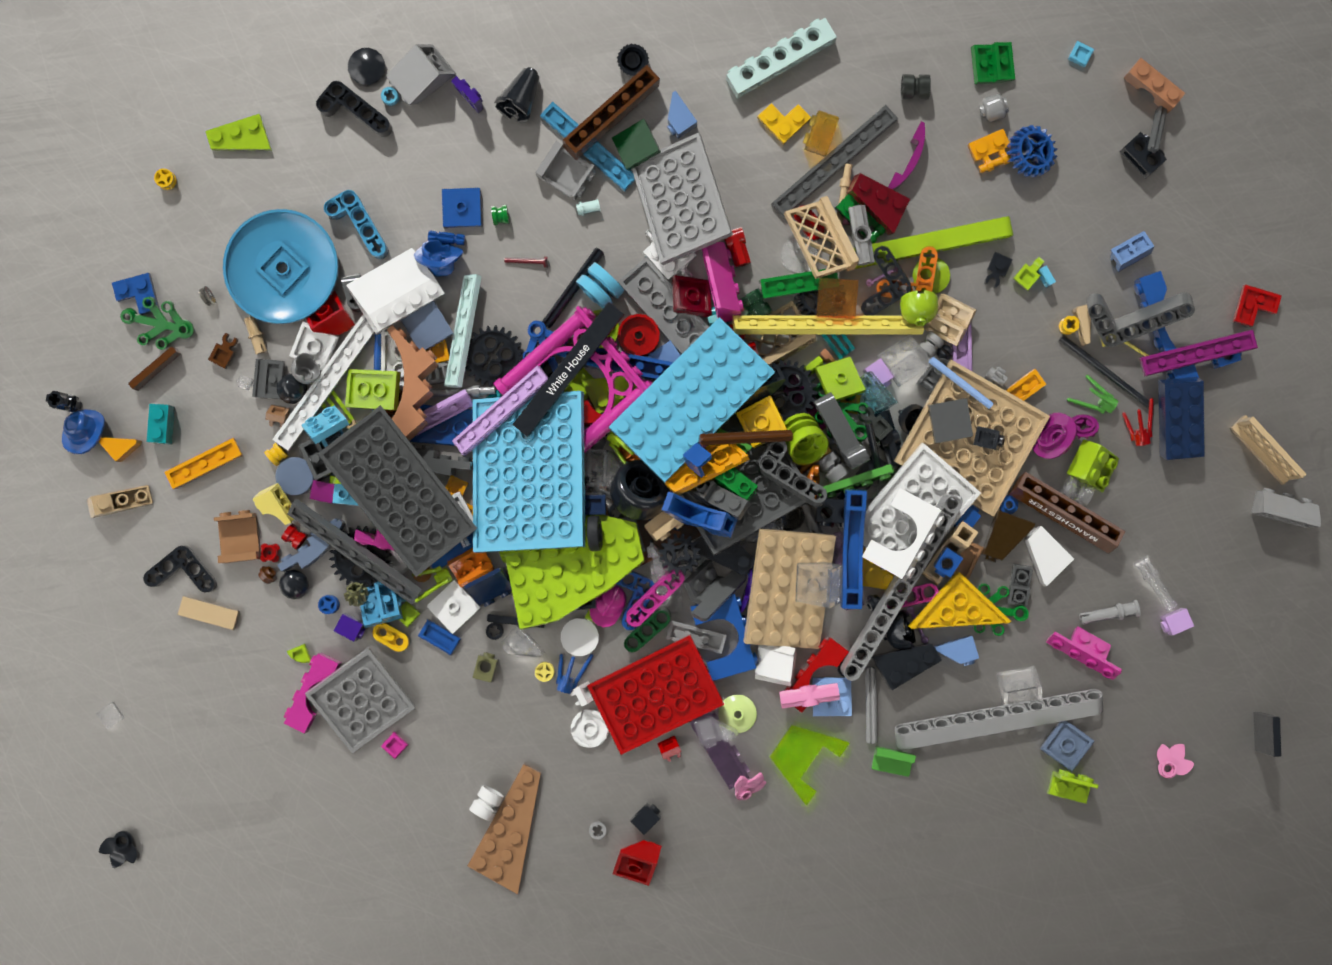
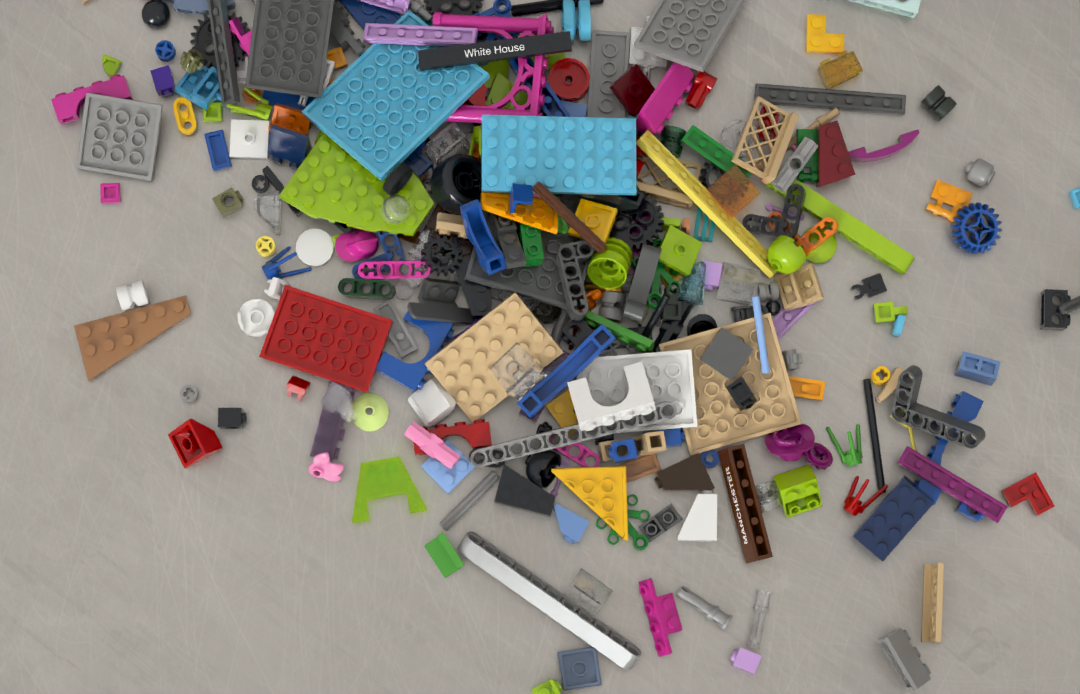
camera: 35 degrees right, 5 degrees down
(614, 556) = (395, 209): none -> clear hair
(993, 63) = (1011, 141): green slope -> none

